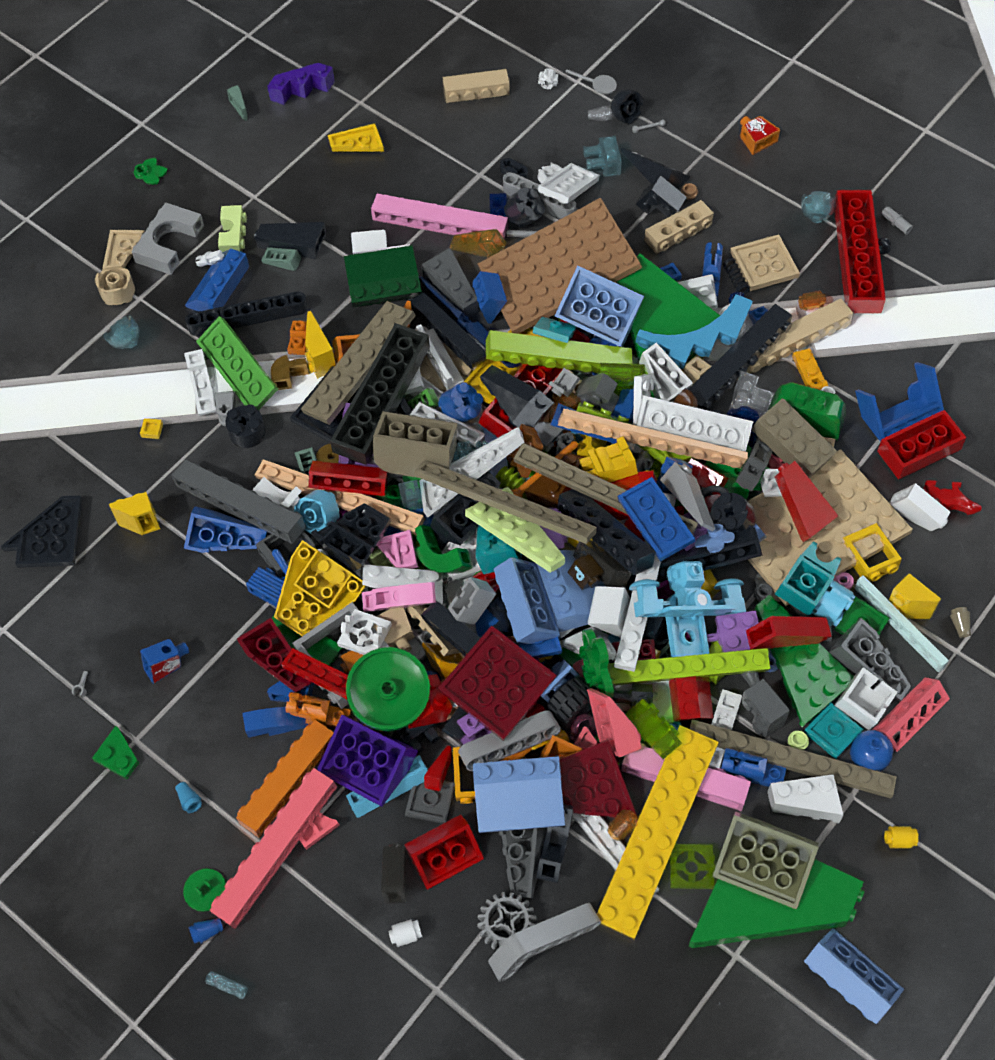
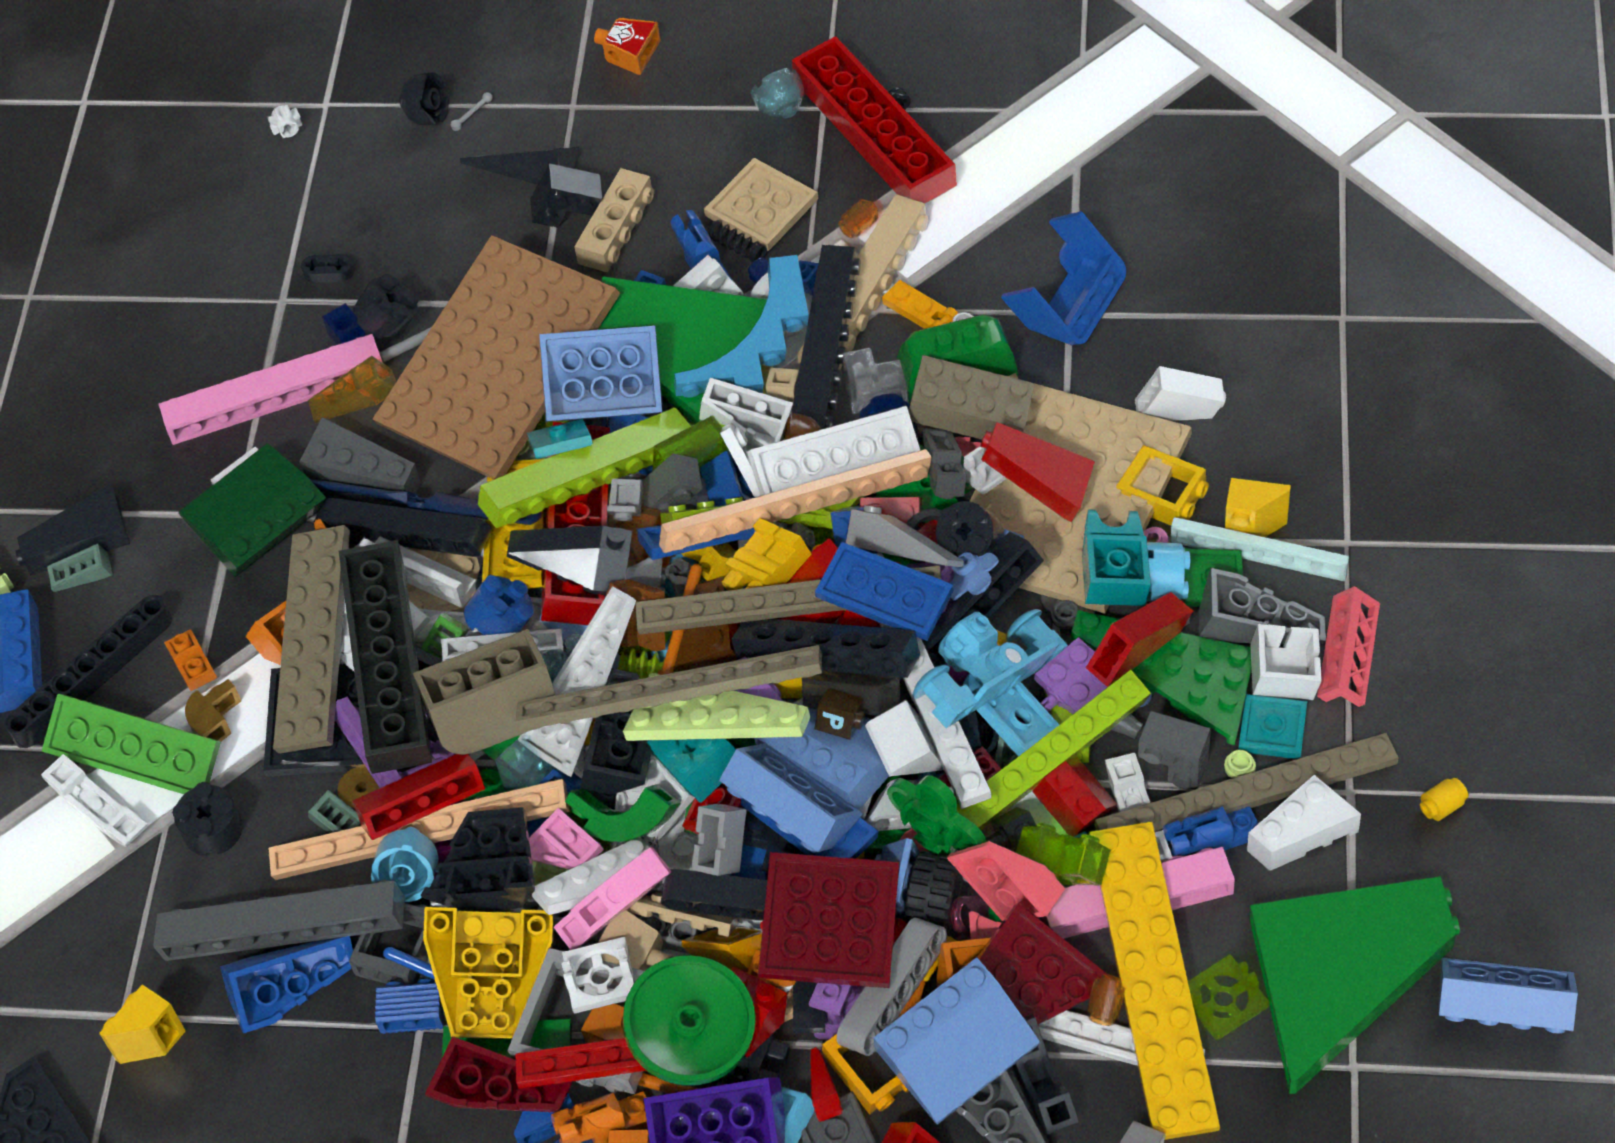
camera: 30 degrees left, 5 degrees down
(151, 428) = (68, 905): yellow plate -> none
(224, 402) = (156, 812): light grey piece -> none
(278, 496) = (355, 871): white arch -> none
(319, 352) = (238, 654): yellow slope -> none
(357, 139) = (67, 348): yellow wing -> none
(368, 241) = (191, 476): white slope -> none
(476, 86) = (187, 184): tan brick -> none
(489, 294) = (428, 447): blue slope -> none
(514, 182) = (425, 279): light grey beam -> none
(565, 182) = (417, 245): white plate -> none
(600, 114) = (394, 129): clear cone -> none
(602, 84) = (362, 89): light grey piece -> none
(608, 154) = (448, 177): clear light blue brick -> none
(689, 191) = (593, 164): medium nougat plate -> none
(766, 860) = (1311, 924): olive slope -> none
(871, 750) = (1335, 720): blue cylinder -> none
(897, 220) = (891, 58): light grey axle -> none
(921, 444) = (1126, 318): red brick -> none
(952, 498) = (1211, 360): red animal -> none
(961, 621) = (1326, 501): dark tan cone -> none

